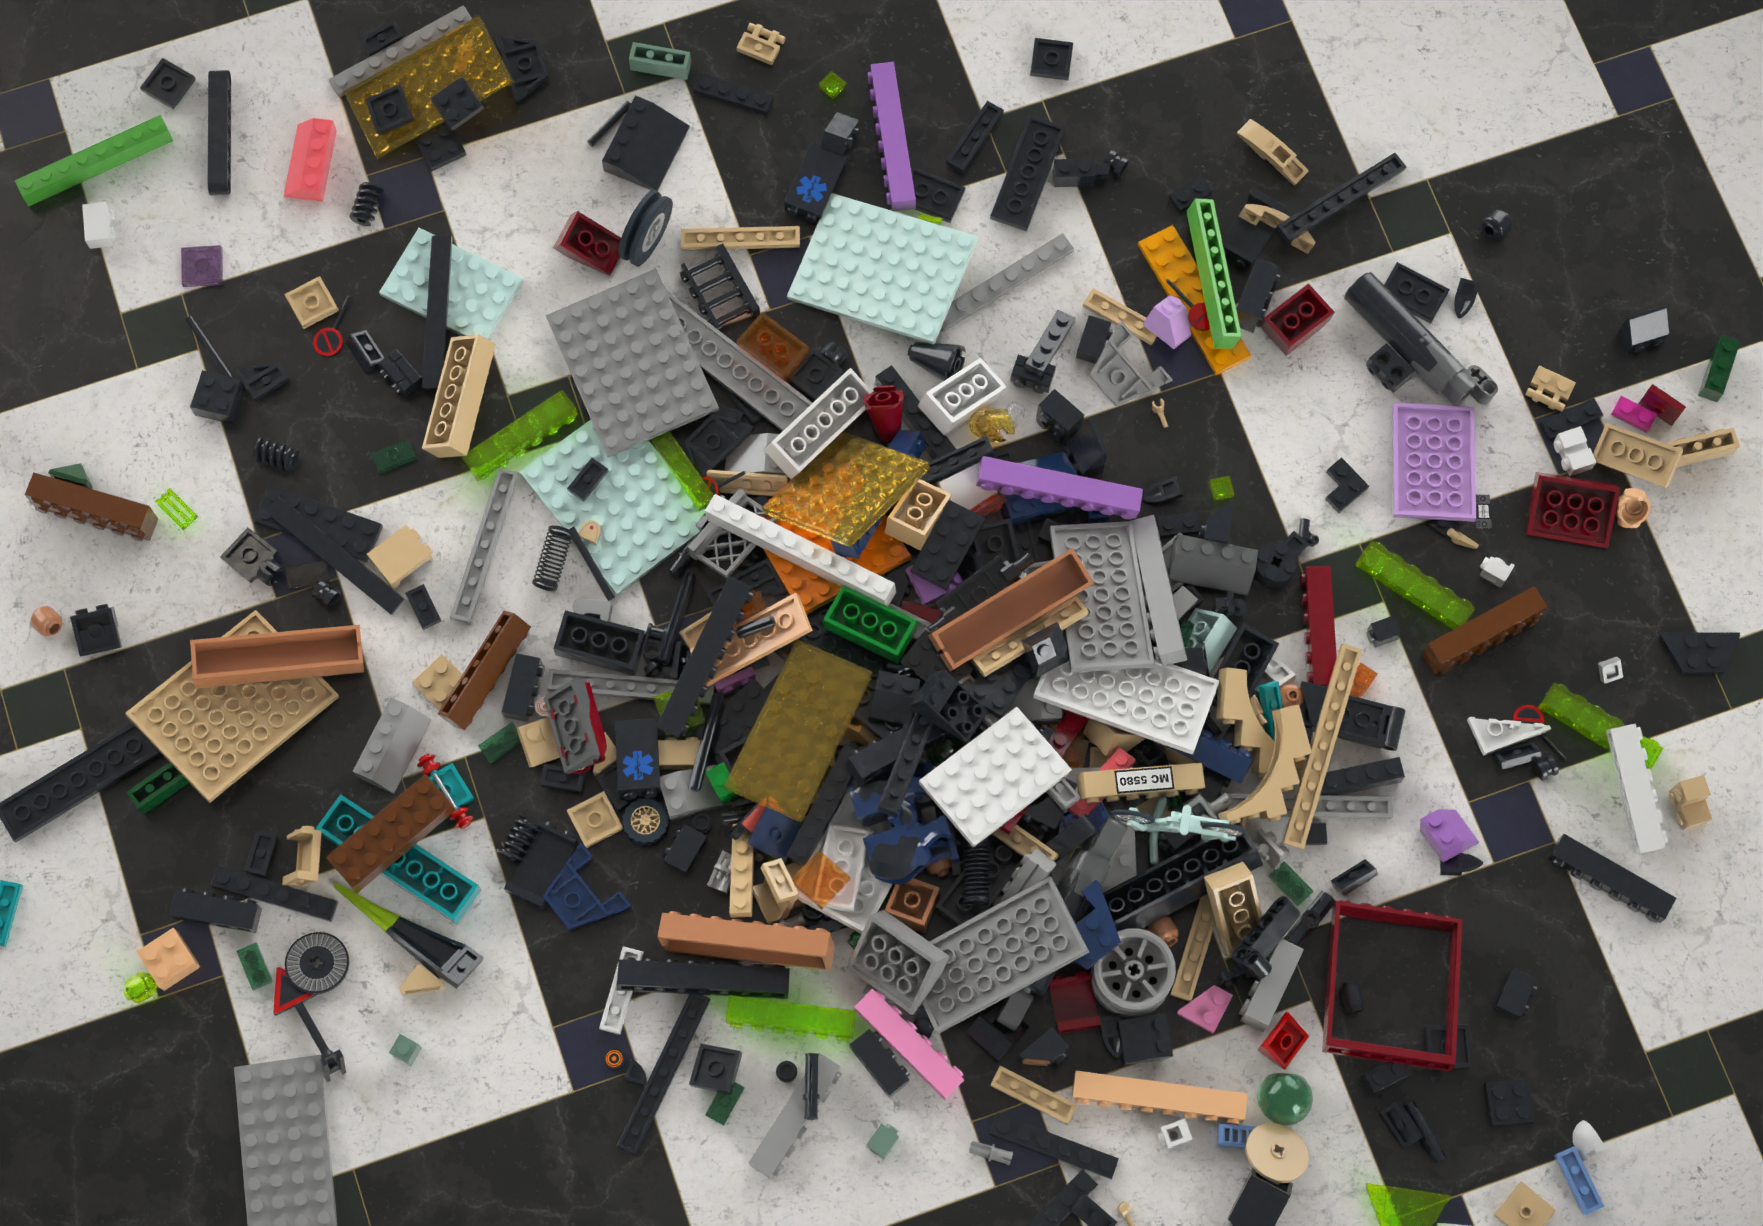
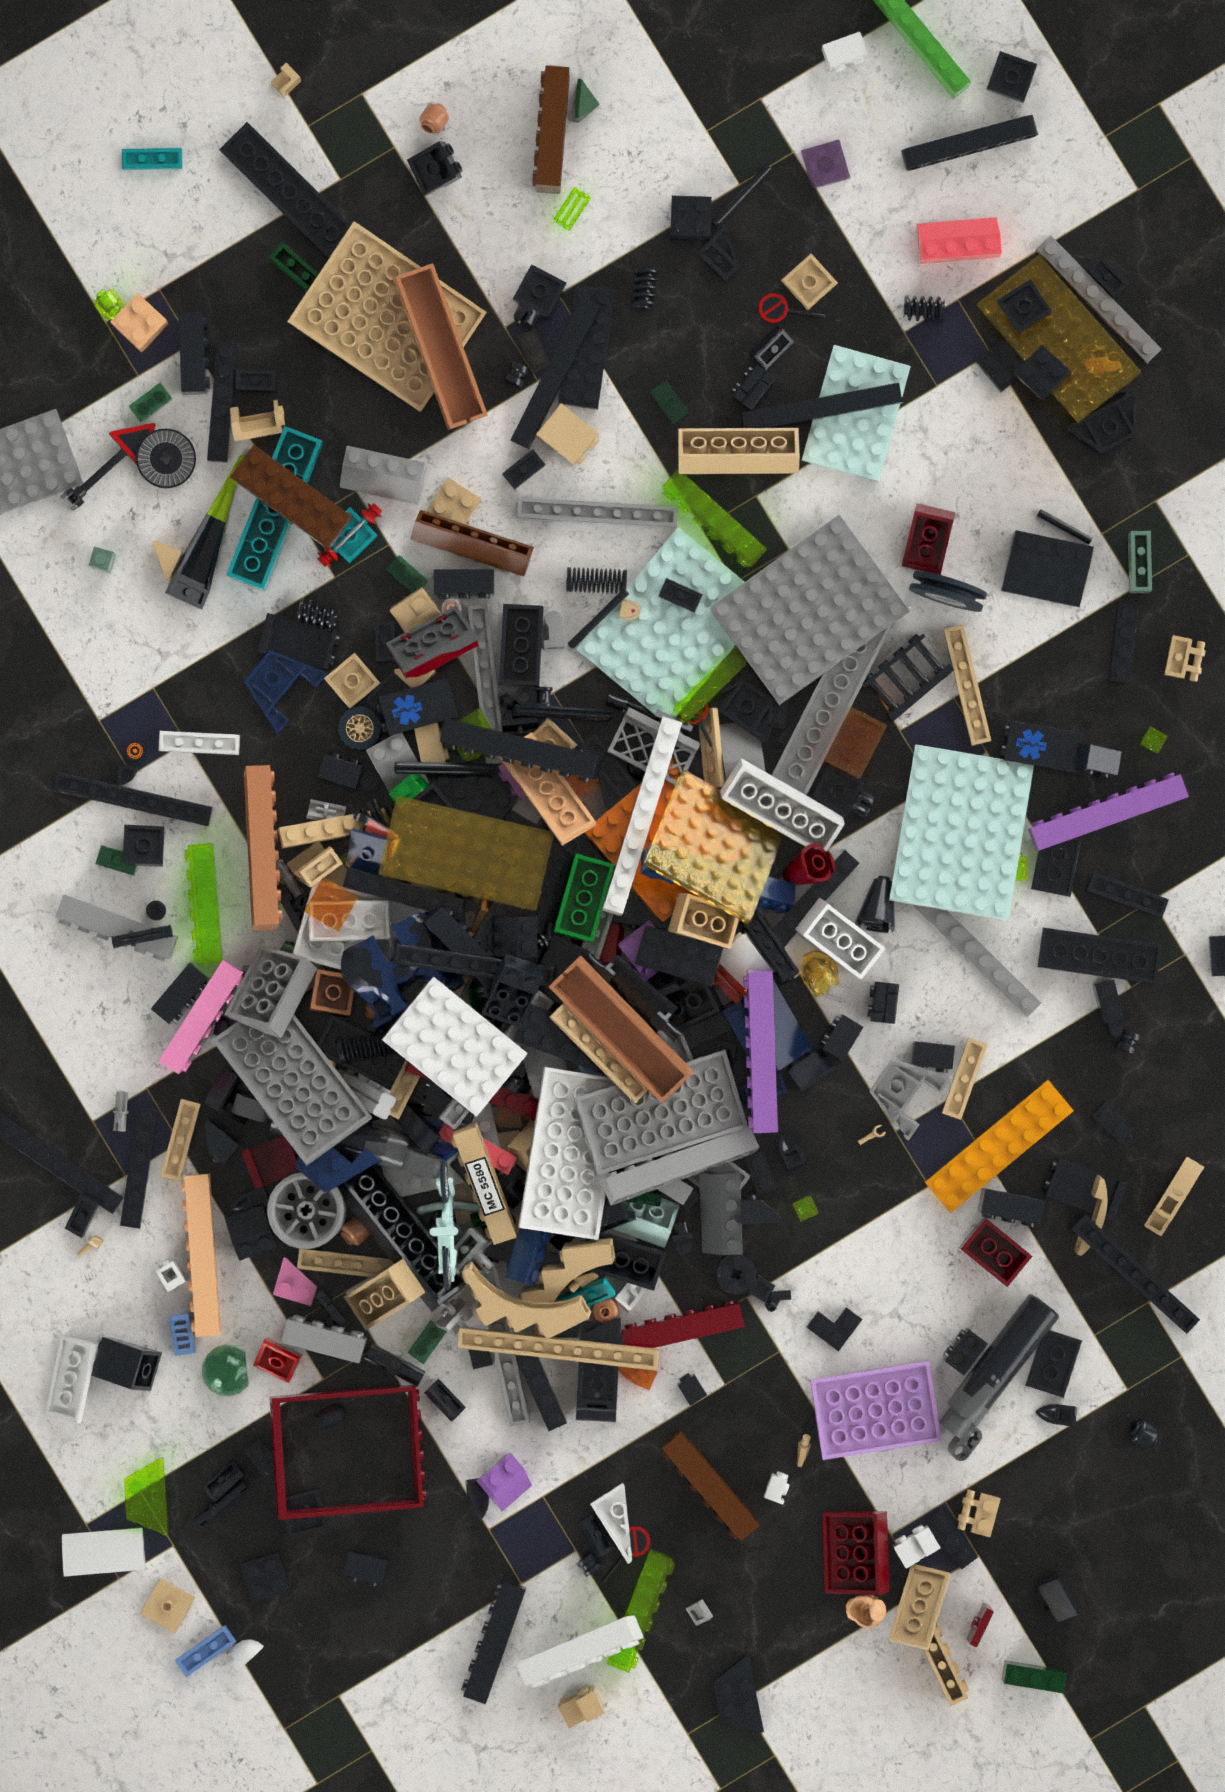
camera: 80 degrees right, 15 degrees up
(703, 978) = (222, 815): black brick -> none
(755, 627) = (557, 791): black axle -> none
(883, 1140) = (110, 1011): sand green brick -> none
(1046, 649) = (589, 1070): black slope -> none
(1049, 343) = (918, 1013): plate -> none
(1169, 321) = (964, 1127): lavender slope -> none
(1197, 314) = (979, 1156): red piece -> none
(1213, 274) = (1023, 1160): bright green brick -> none
(1264, 937) = (362, 1325): black beam -> none
(1272, 1166) = (187, 1369): tan piece -> none
(1414, 585) = (743, 1412): clear neon green brick -> none
(1483, 511) = (838, 1466): sticker -> none
(1634, 414) = (969, 1599): dark pink plate -> none

